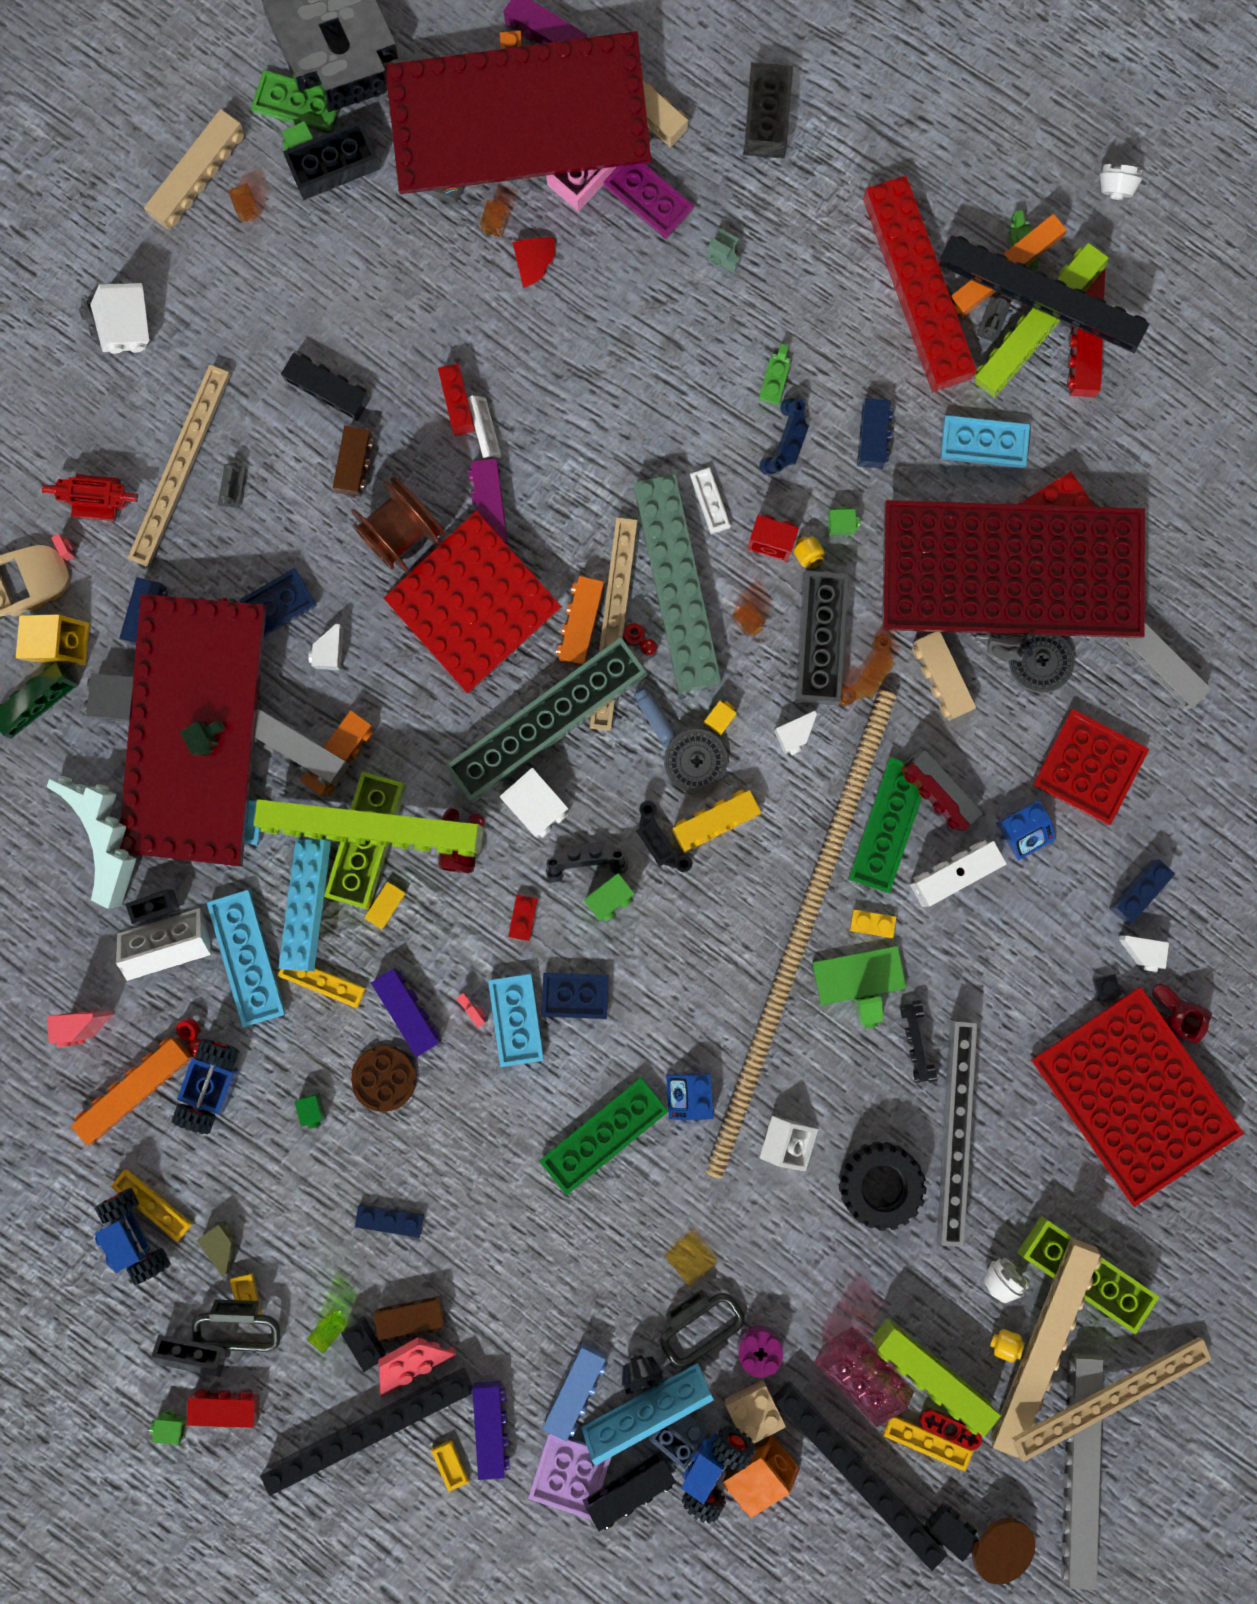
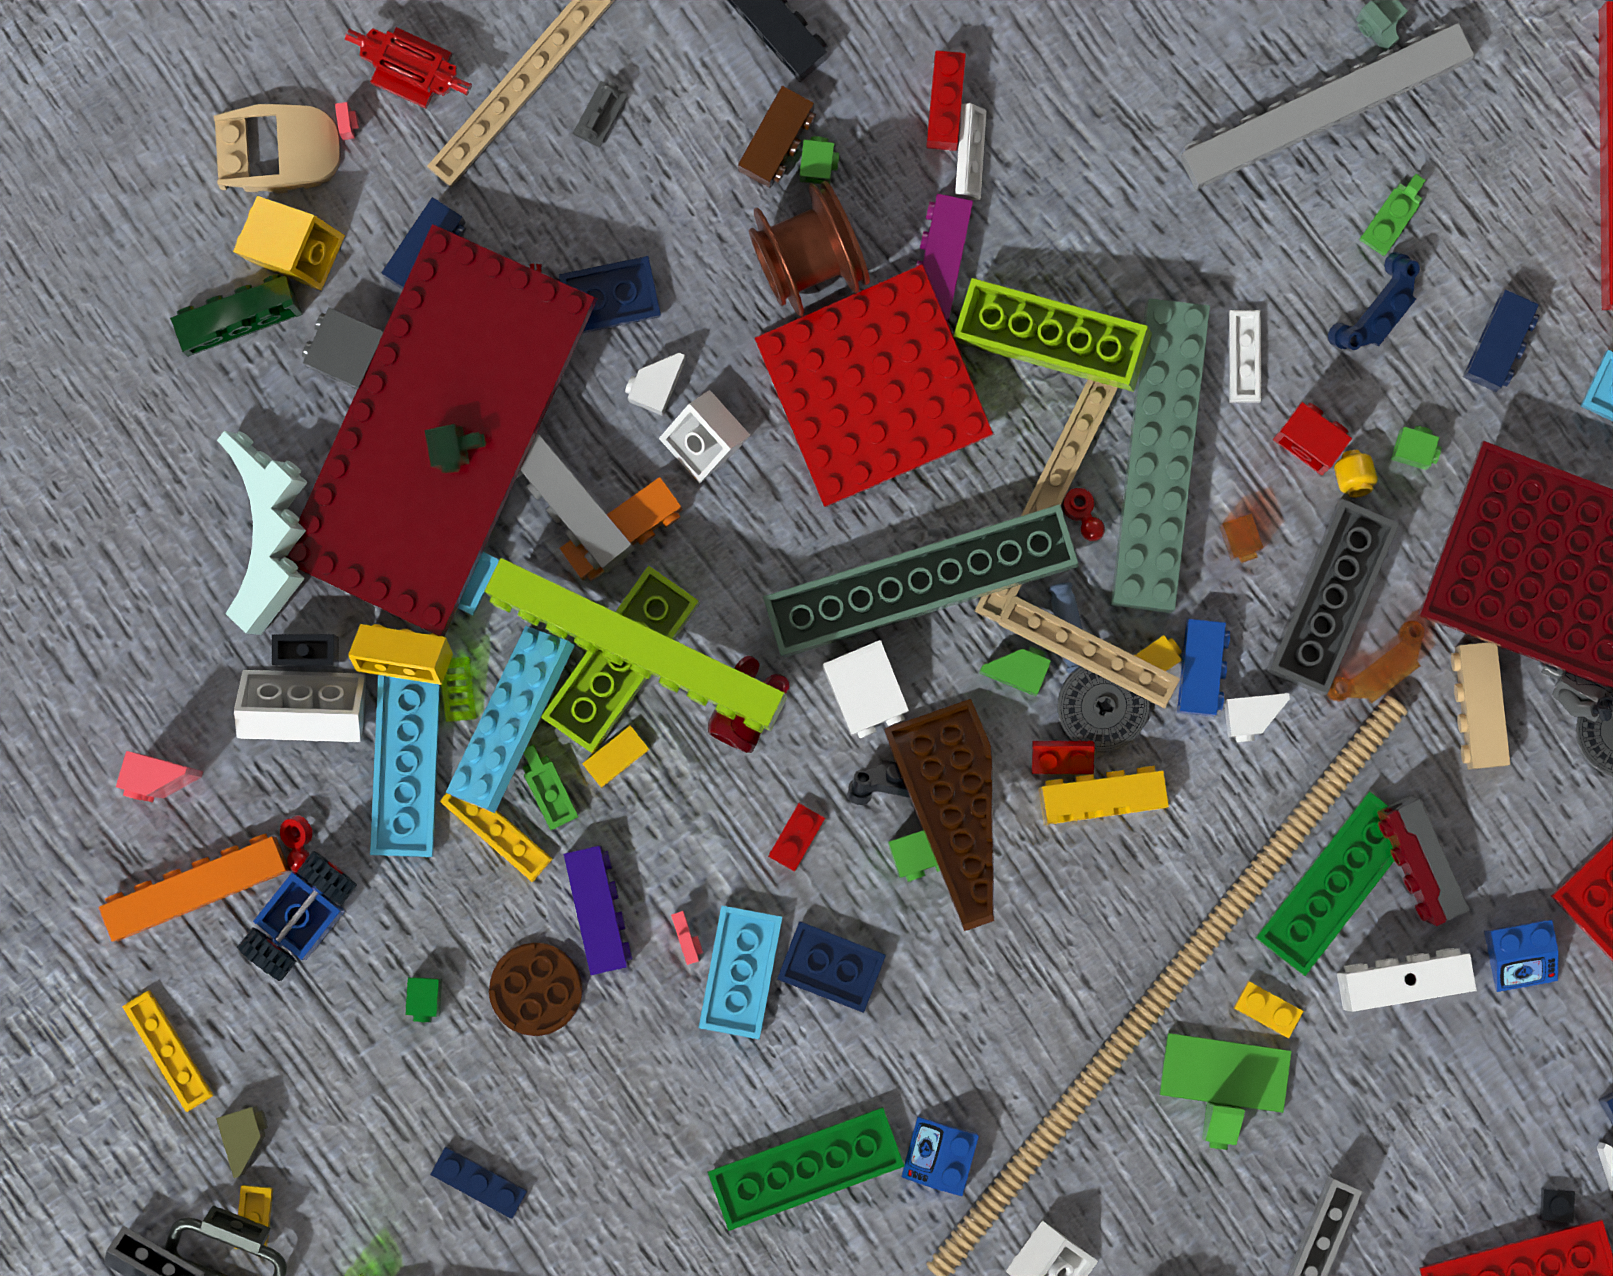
camera: 20 degrees right, 0 degrees up
(124, 1240) = (119, 1084): brick -> none
(217, 886) = (400, 654): none -> yellow brick
(257, 900) = (470, 714): none -> clear neon green slope
(347, 942) = (548, 789): none -> bright green hinge
(371, 673) = (704, 436): none -> white slope
(385, 466) = (818, 160): none -> bright green brick
(578, 527) = (1052, 334): none -> lime brick
(581, 621) = (1012, 463): orange brick -> none
(611, 846) = (950, 783): none -> reddish brown wing
(632, 756) = (1020, 670): none -> bright green slope
(657, 842) = (1013, 797): black plate -> none
(674, 728) = (1089, 651): none -> tan plate
(680, 804) = (1063, 757): none -> red plate
(707, 319) = (1326, 106): none -> light grey brick
(752, 713) = (1202, 667): none -> blue brick
(923, 1072) = (1268, 1234): black plate -> none

